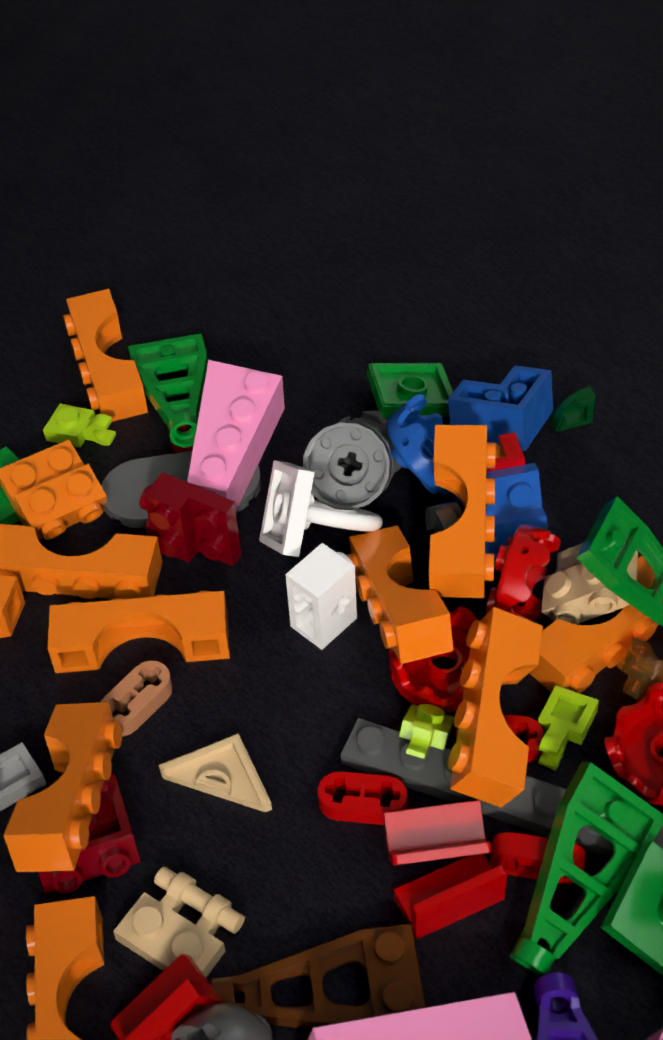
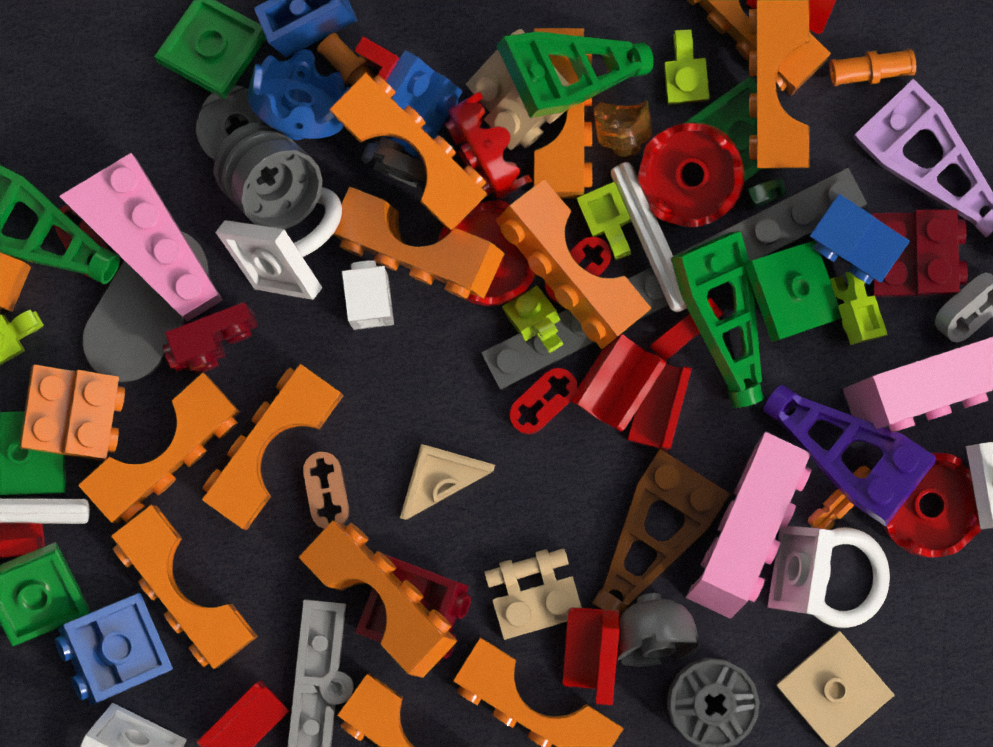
camera: 50 degrees left, 35 degrees up
(589, 749) = (648, 233): none -> white axle

